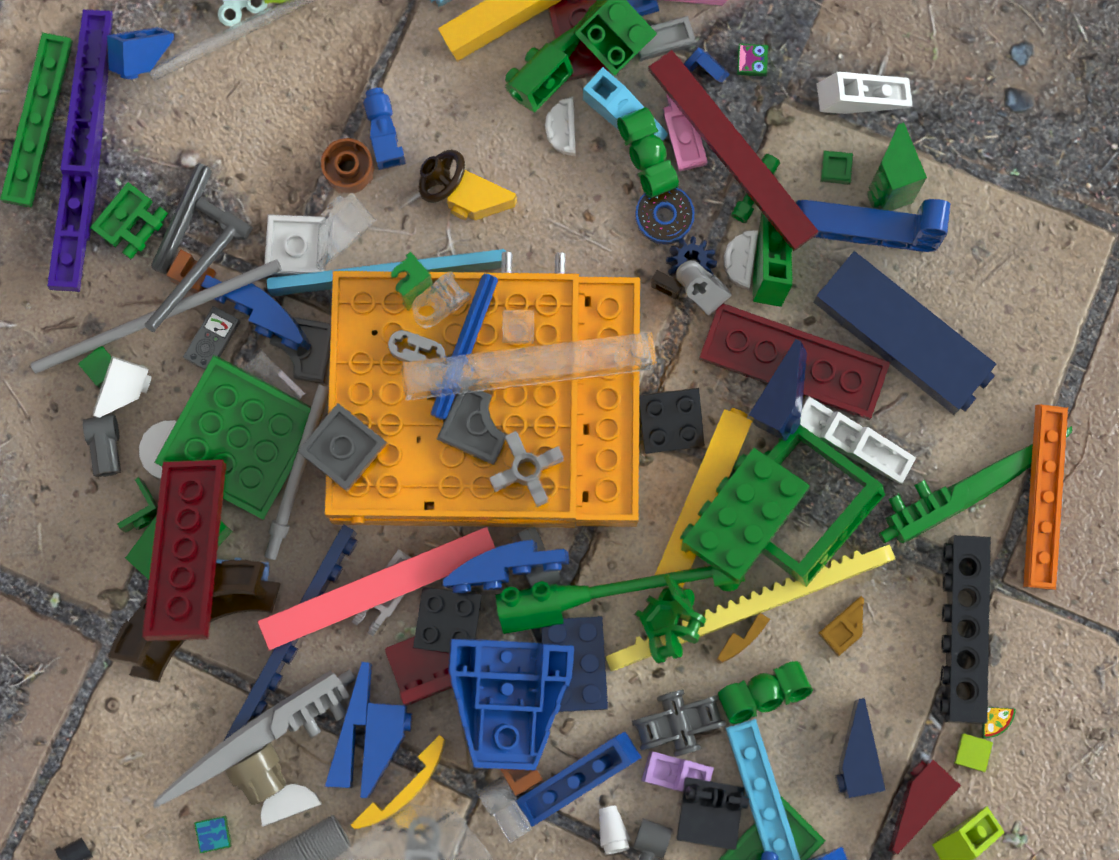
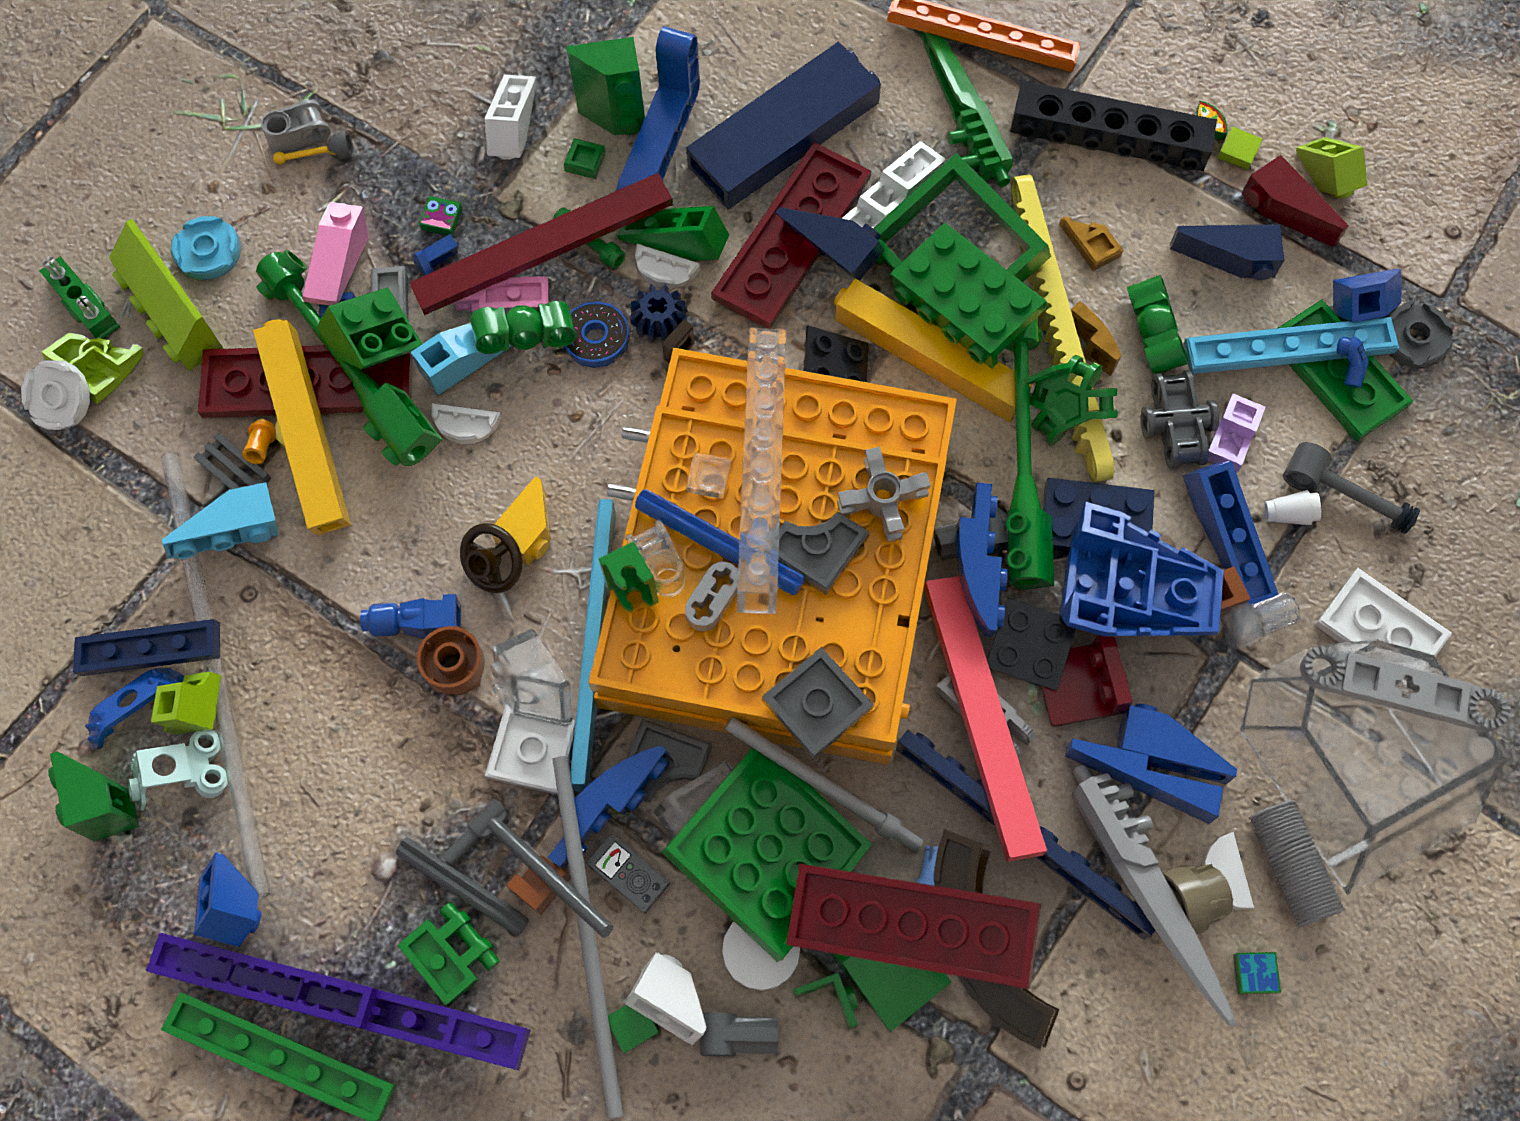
camera: 80 degrees left, 10 degrees down
(375, 814) = (1255, 768): yellow slope -> none
(702, 286) = (695, 299): light grey piece -> none
(711, 813) = (1285, 400): black hinge -> none

